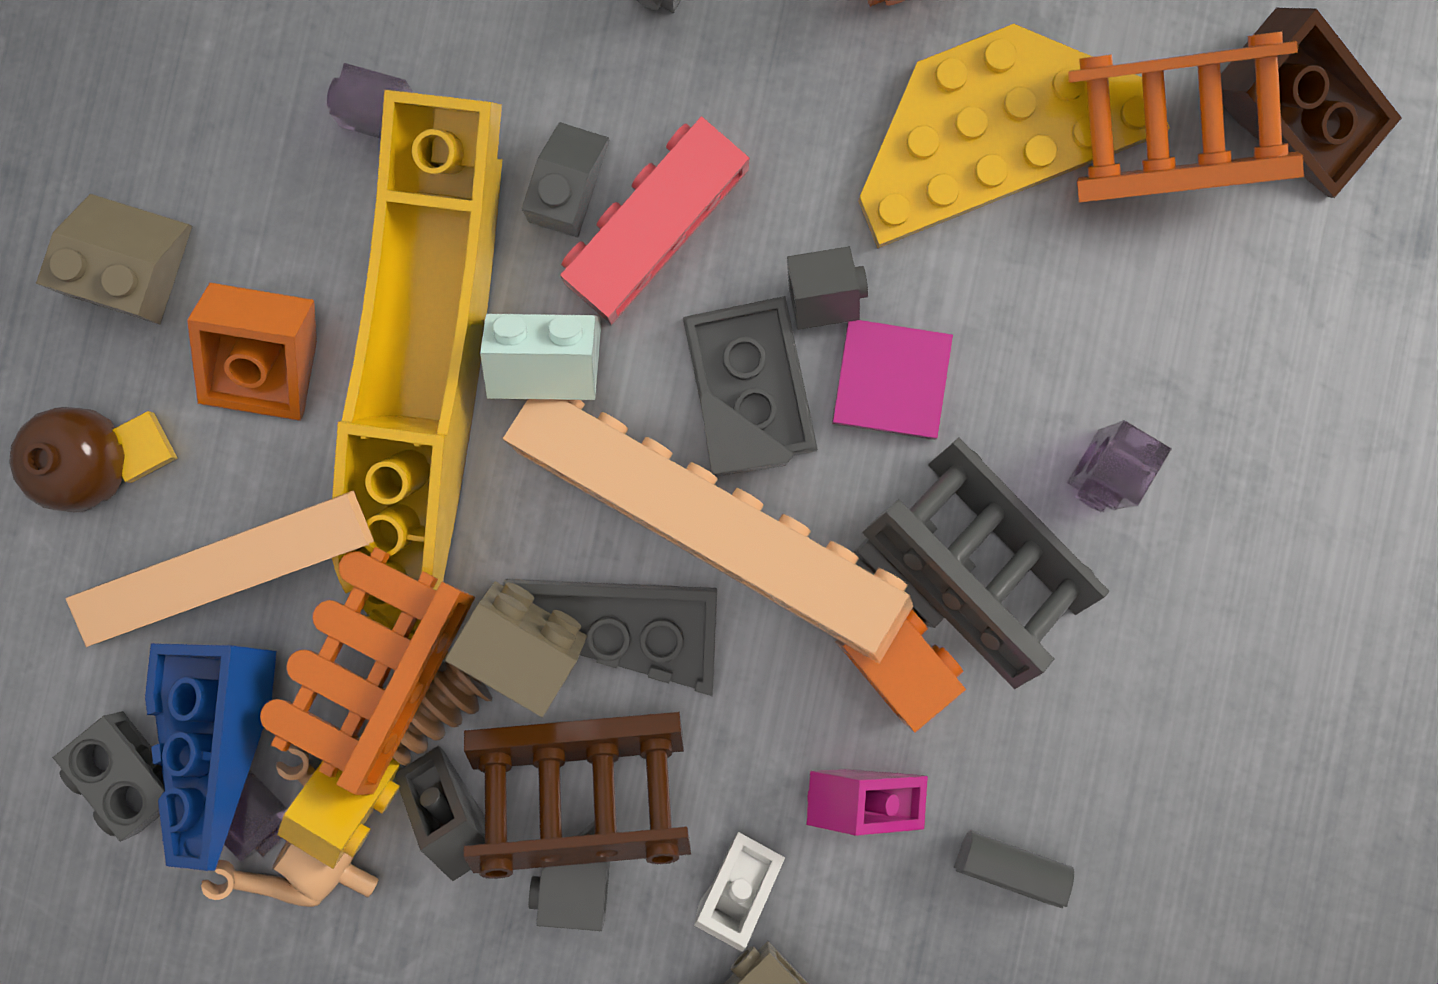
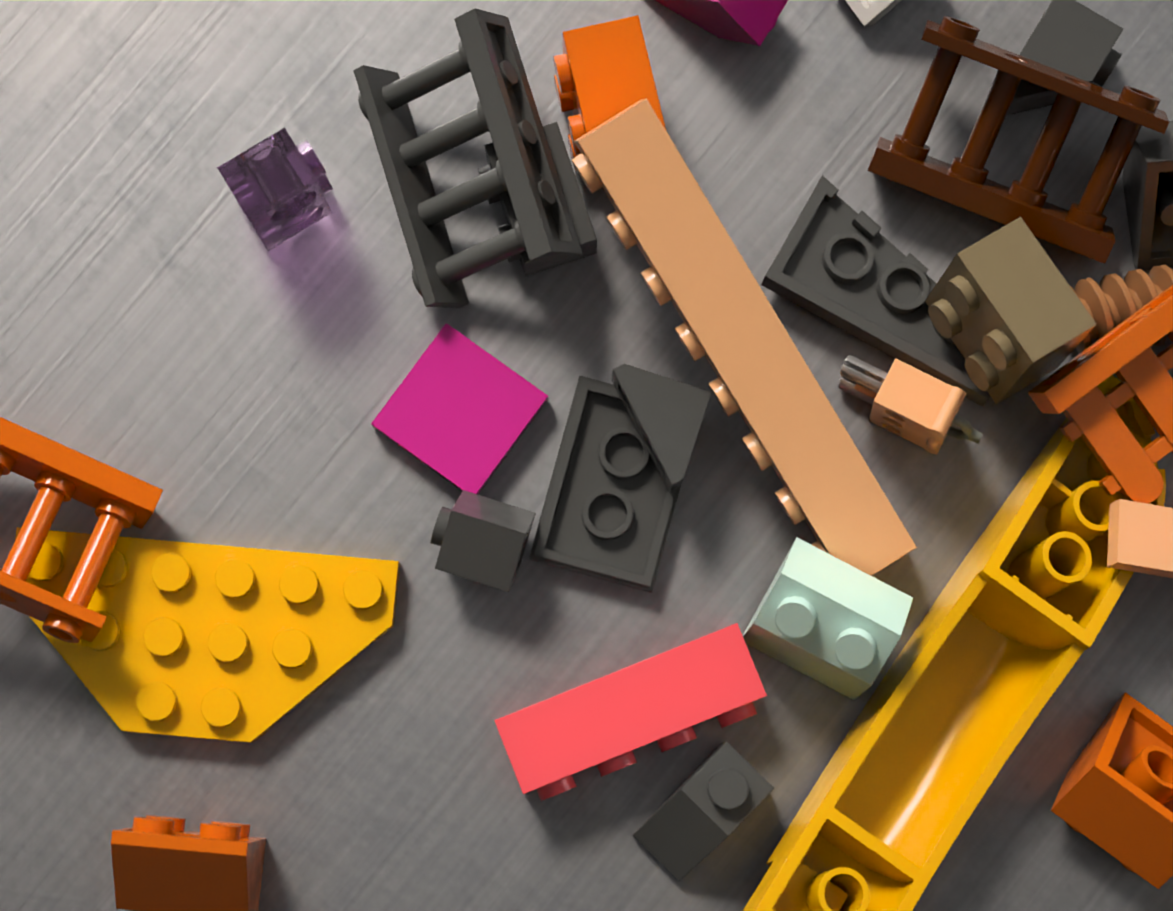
camera: 155 degrees left, 5 degrees down
(559, 546) = (908, 402): none -> light nougat piece

